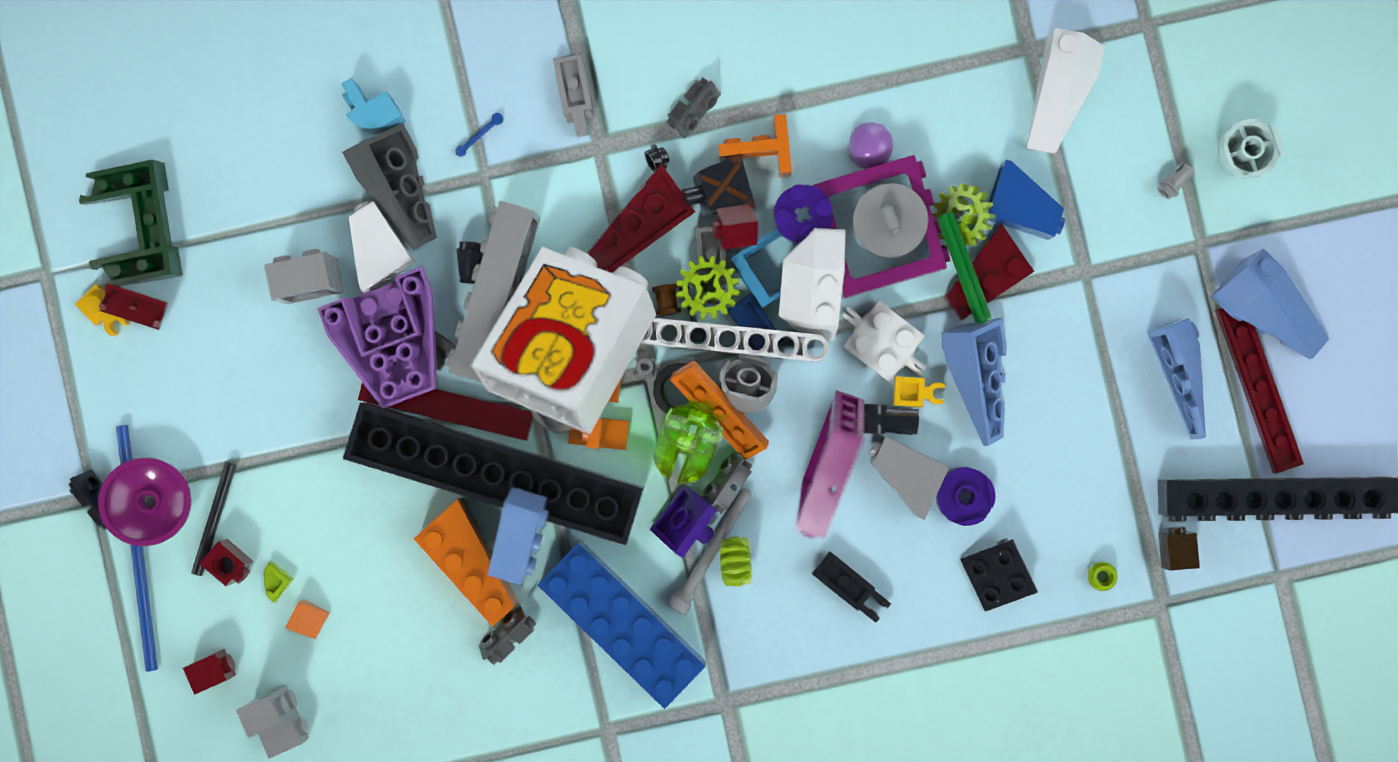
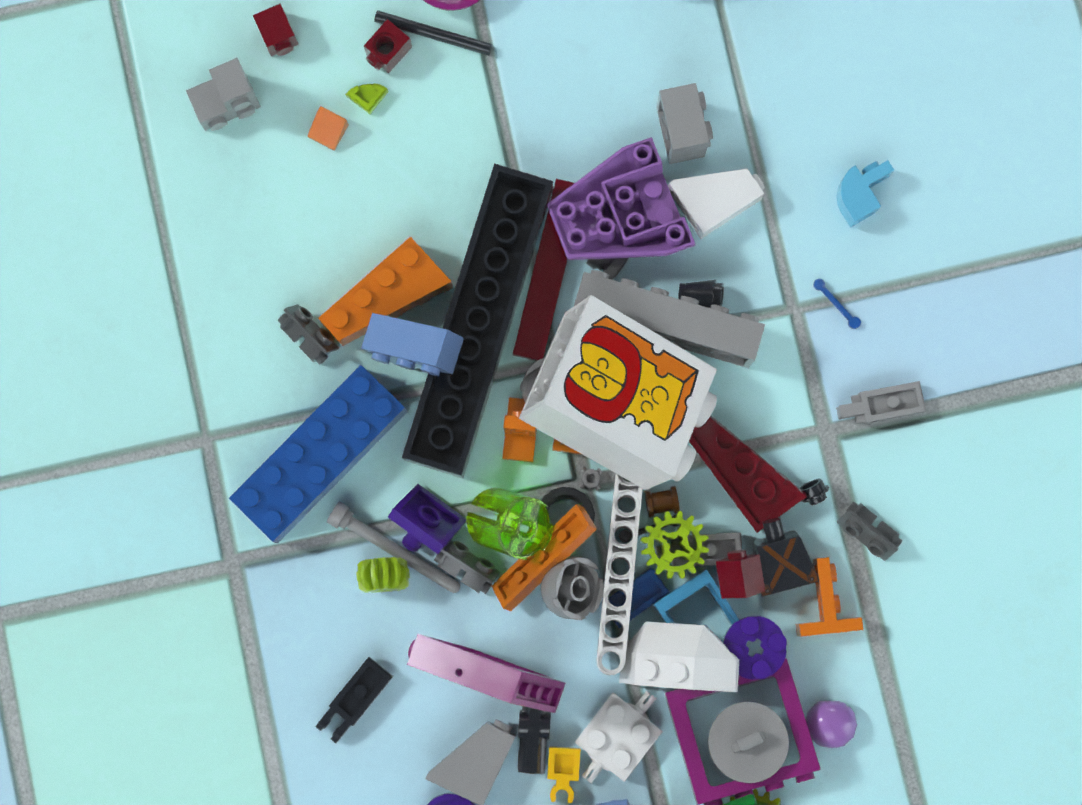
camera: 90 degrees right, 5 degrees down
(390, 176) = (789, 212): dark grey wedge -> none

